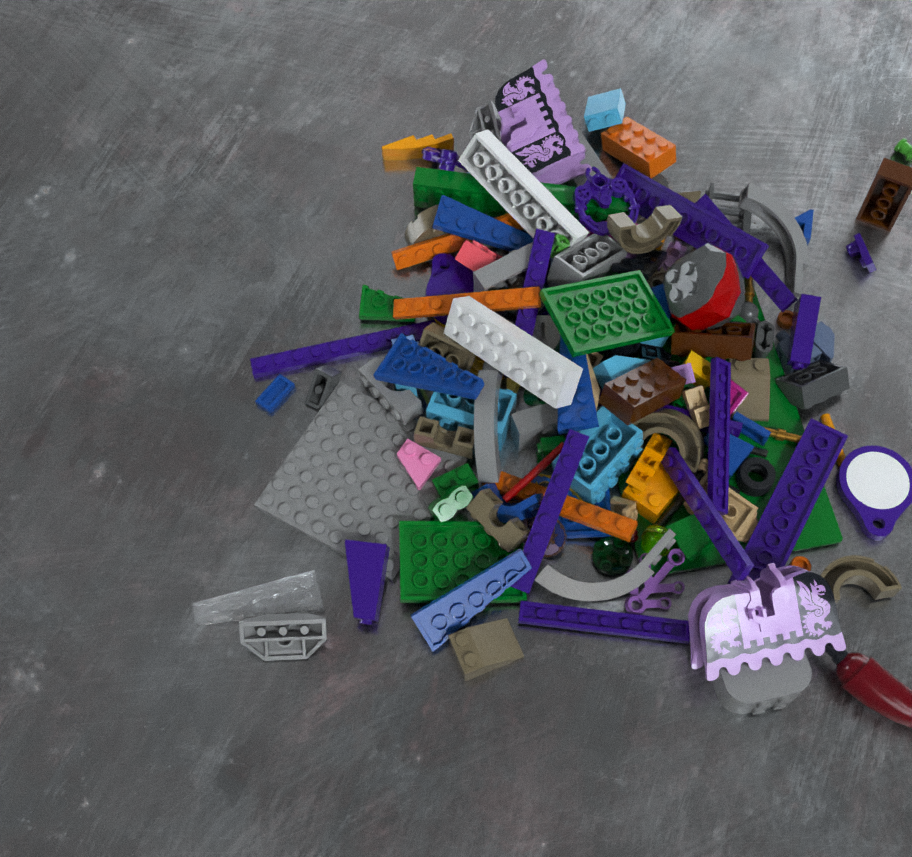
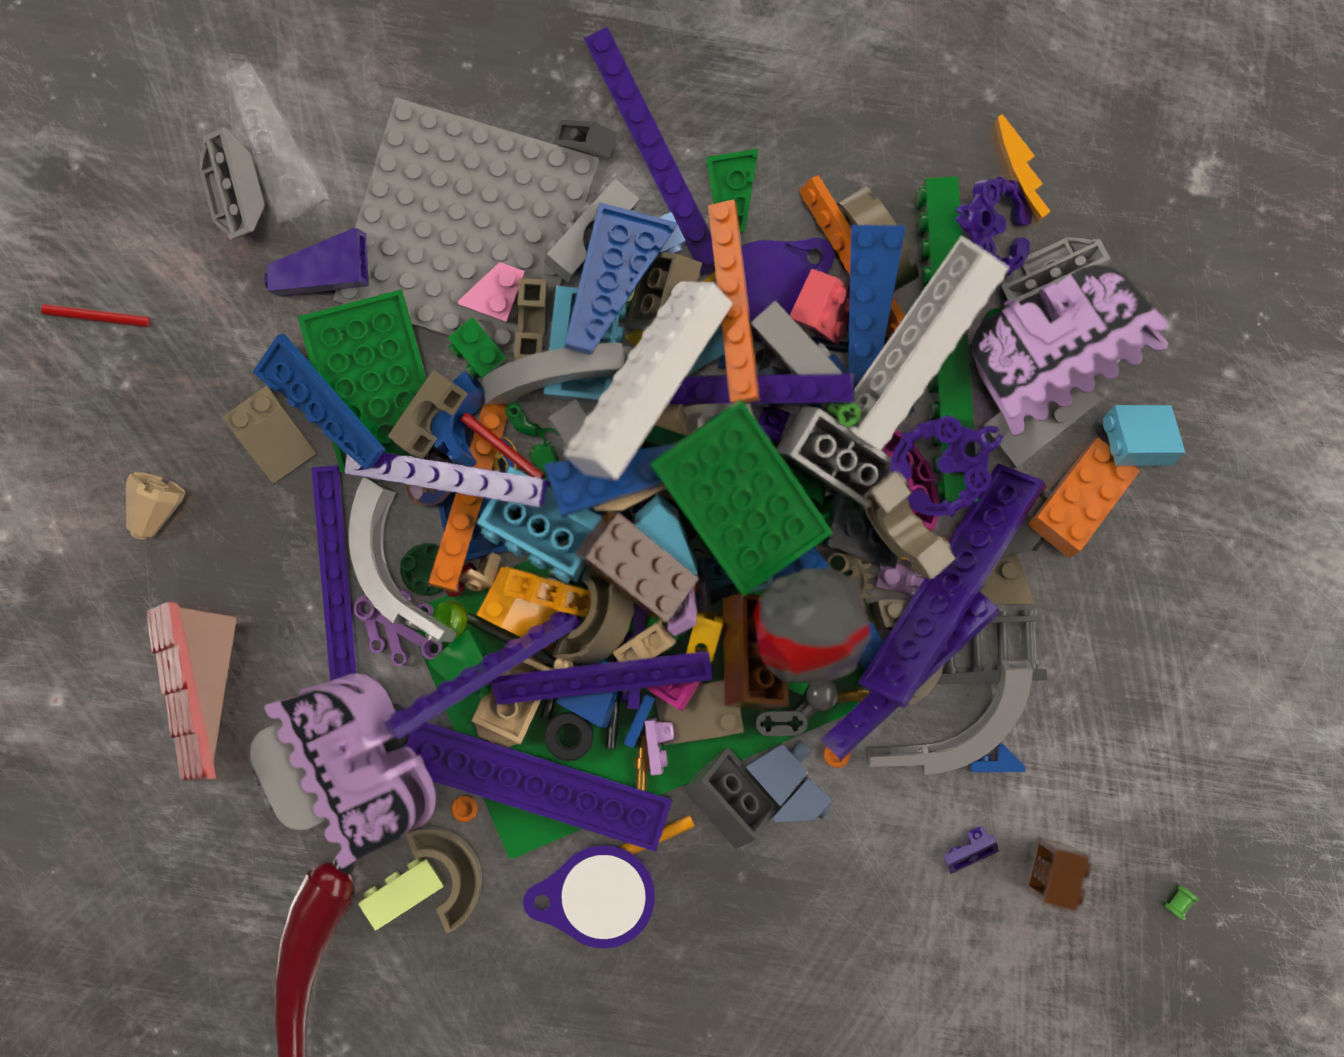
camera: 80 degrees right, 25 degrees up
(275, 393) = (564, 76): blue tile -> none
(356, 768) = (95, 315): none -> red bar
(447, 505) = (442, 352): brick -> none
(517, 466) = (523, 425): none -> green arm
(523, 751) = (149, 503): none -> tan cone
(677, 744) = (192, 672): none -> piece
(780, 421) = (657, 733): none -> lavender hinge
(803, 331) = (795, 774): dark purple slope -> none
(863, 623) = (401, 892): none -> yellowish green brick

